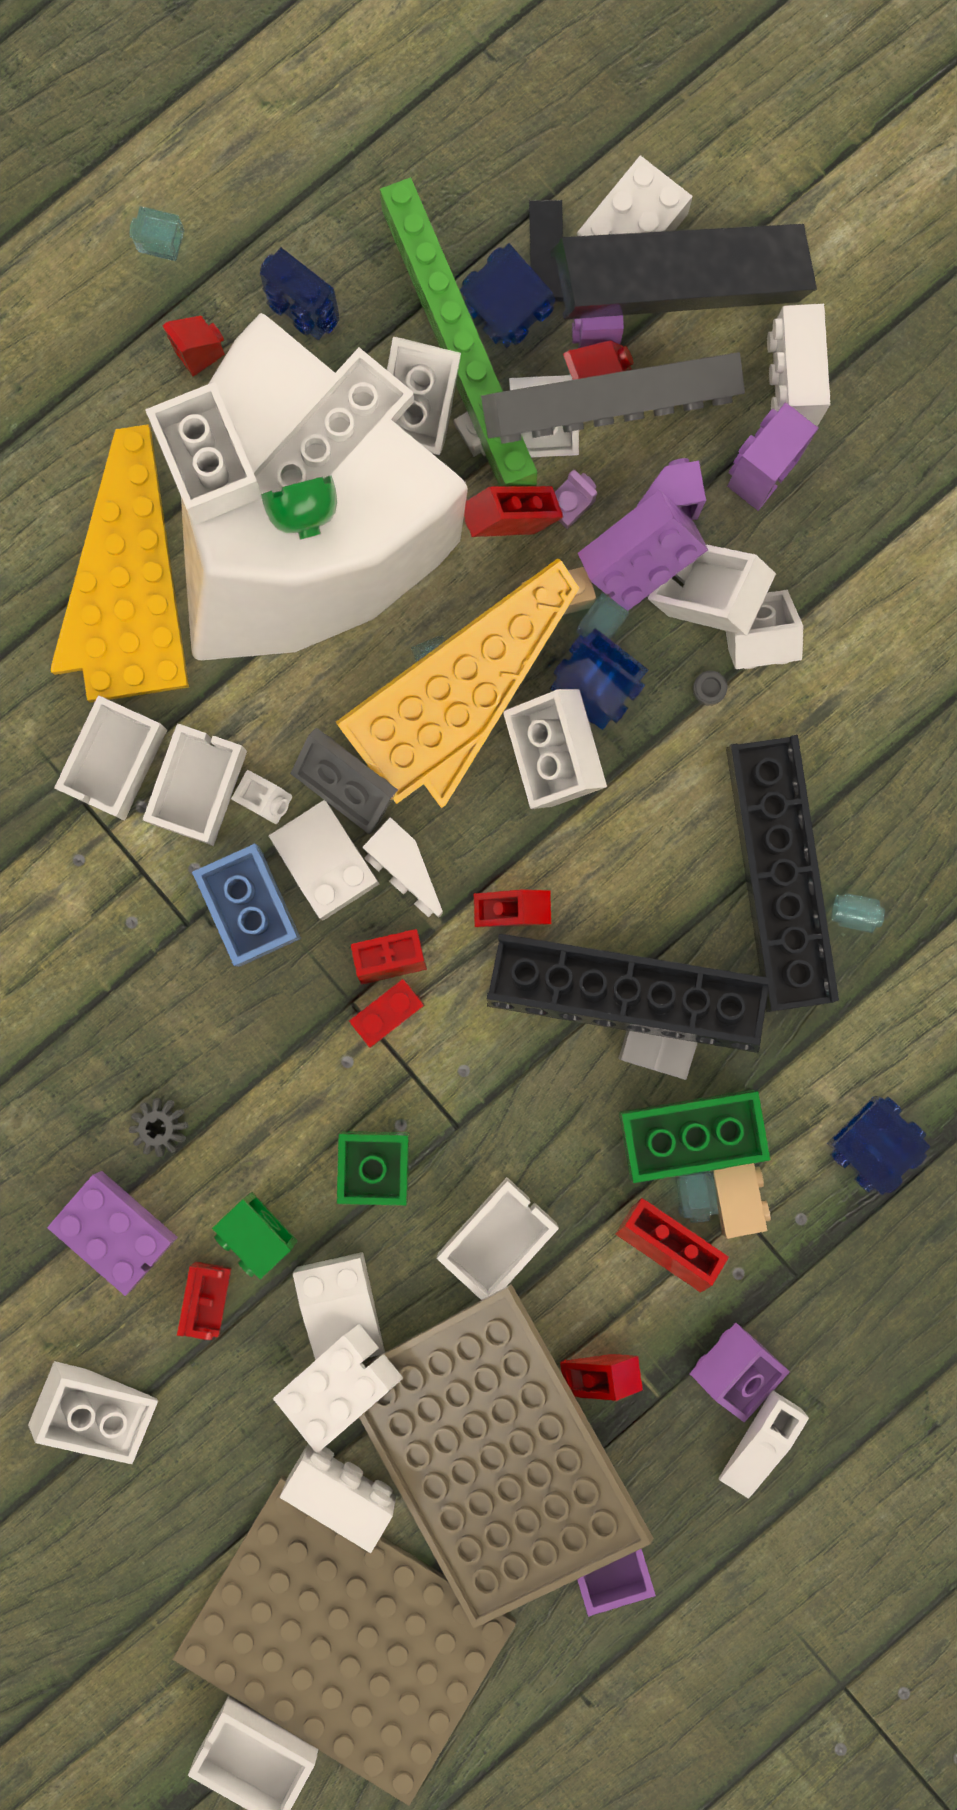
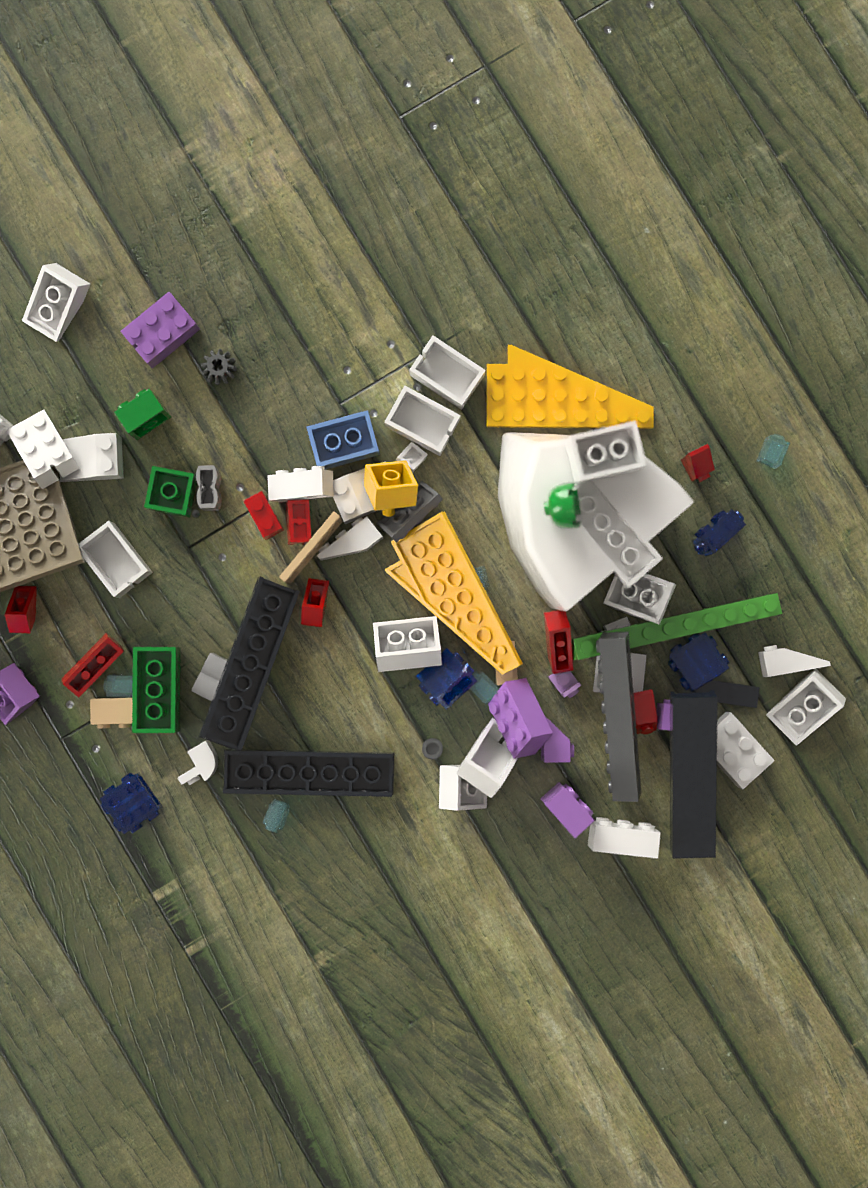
camera: 95 degrees right, 0 degrees up
(204, 1301) = (110, 378): red hinge -> none
(308, 813) = (390, 486): none -> yellow brick
(328, 960) = (300, 484): none -> white brick
(348, 1109) = (209, 481): none -> light grey brick
(427, 925) = (311, 548): none -> tan tile
(485, 174) = (786, 661): none -> white slope
(547, 123) = (806, 707): none -> white slope
(794, 1038) = (206, 763): none -> white brick

